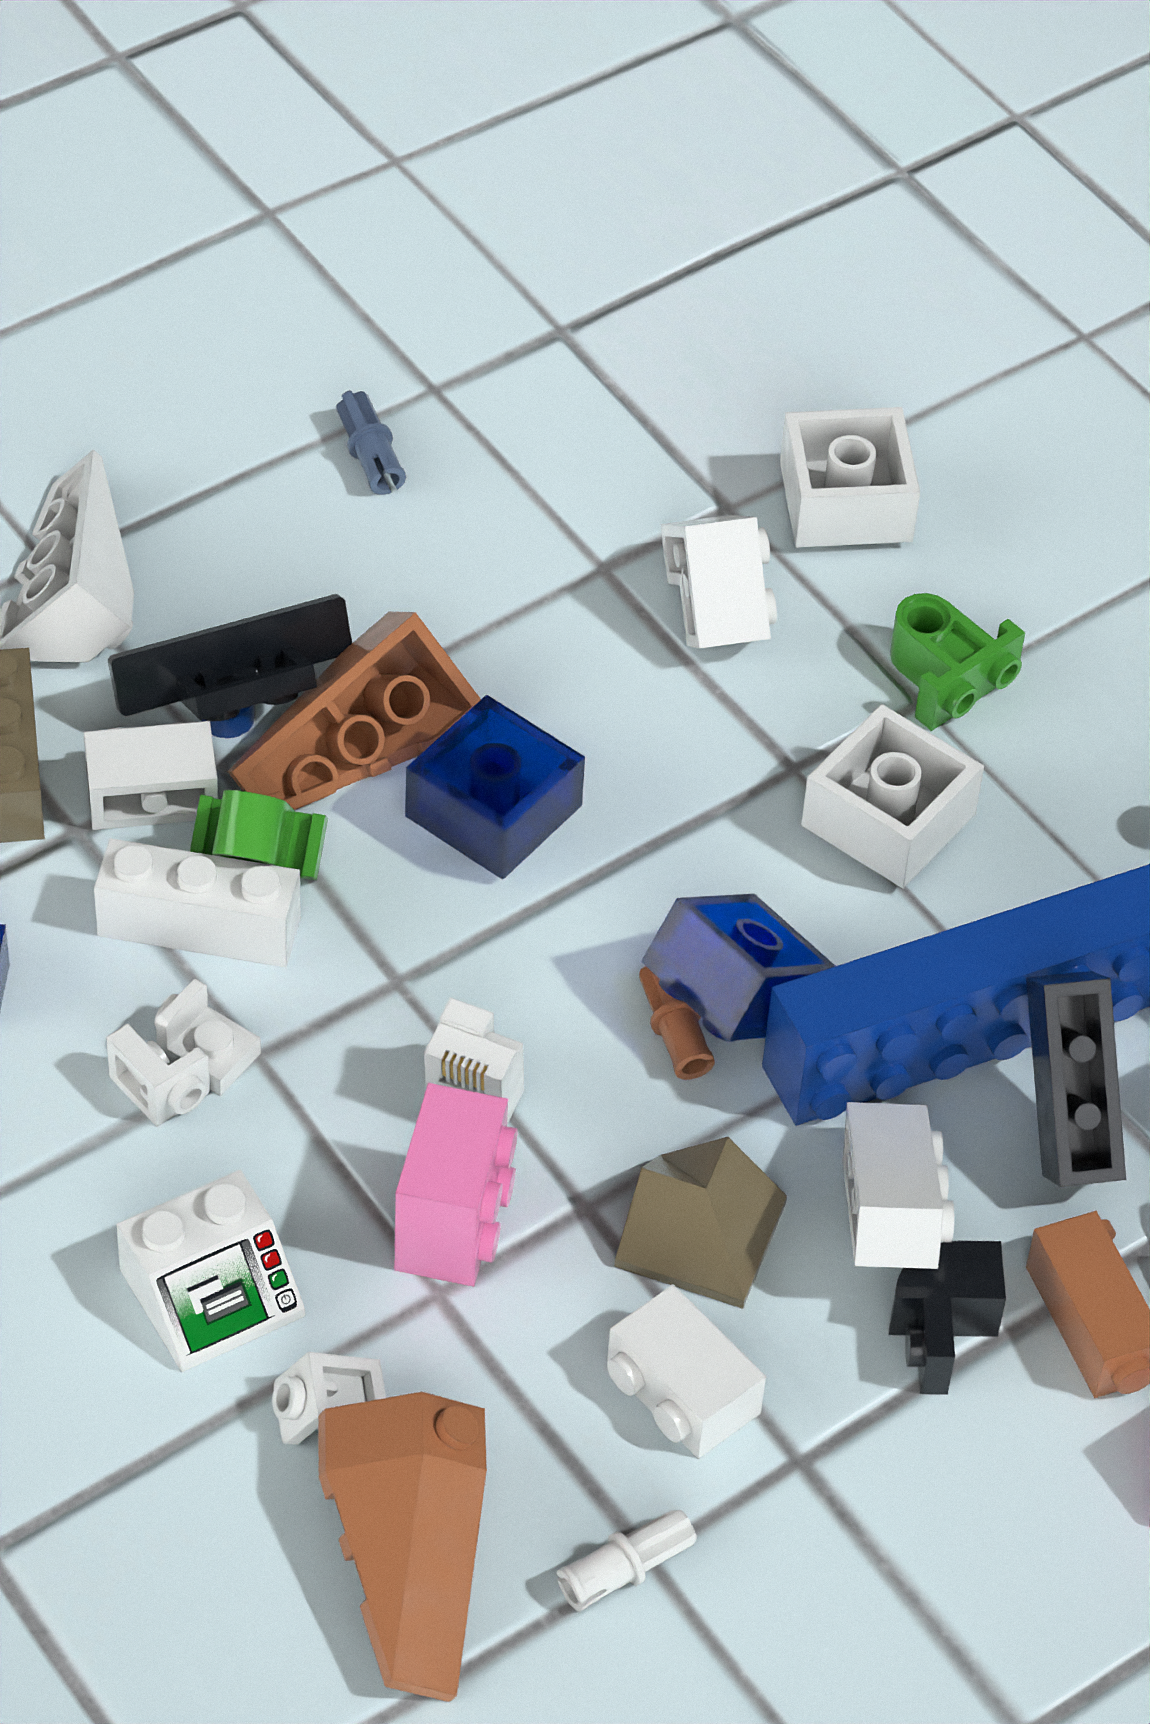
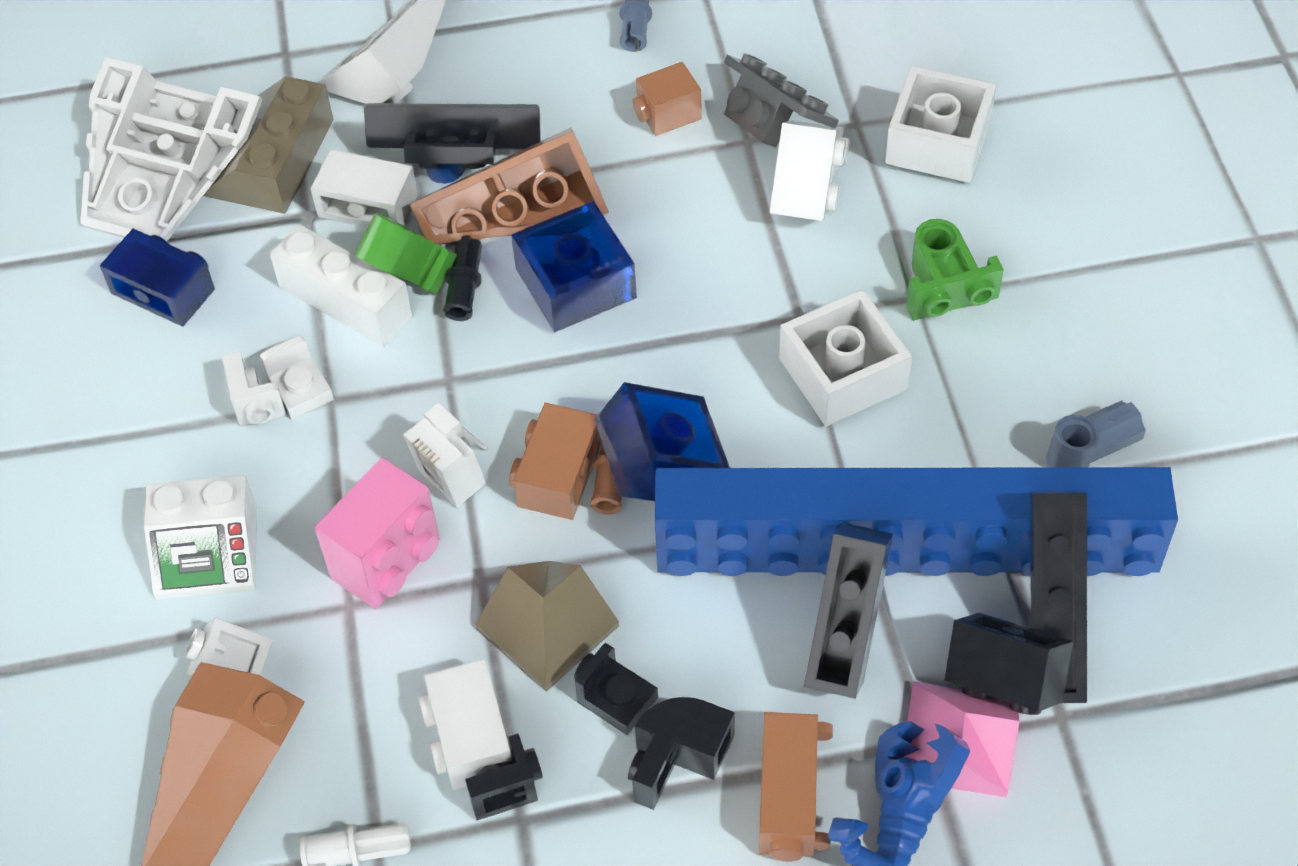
camera: 30 degrees right, 5 degrees up
(348, 849) = (463, 279): none -> black axle
(482, 541) = (668, 99): none -> nougat brick
(608, 1031) = (556, 461): none -> nougat brick
(620, 515) = (767, 100): none -> dark grey bracket
(772, 1426) = (505, 787): none -> black bracket
(826, 1277) = (612, 689): none -> black bracket
(895, 1186) = (678, 643): white brick -> none

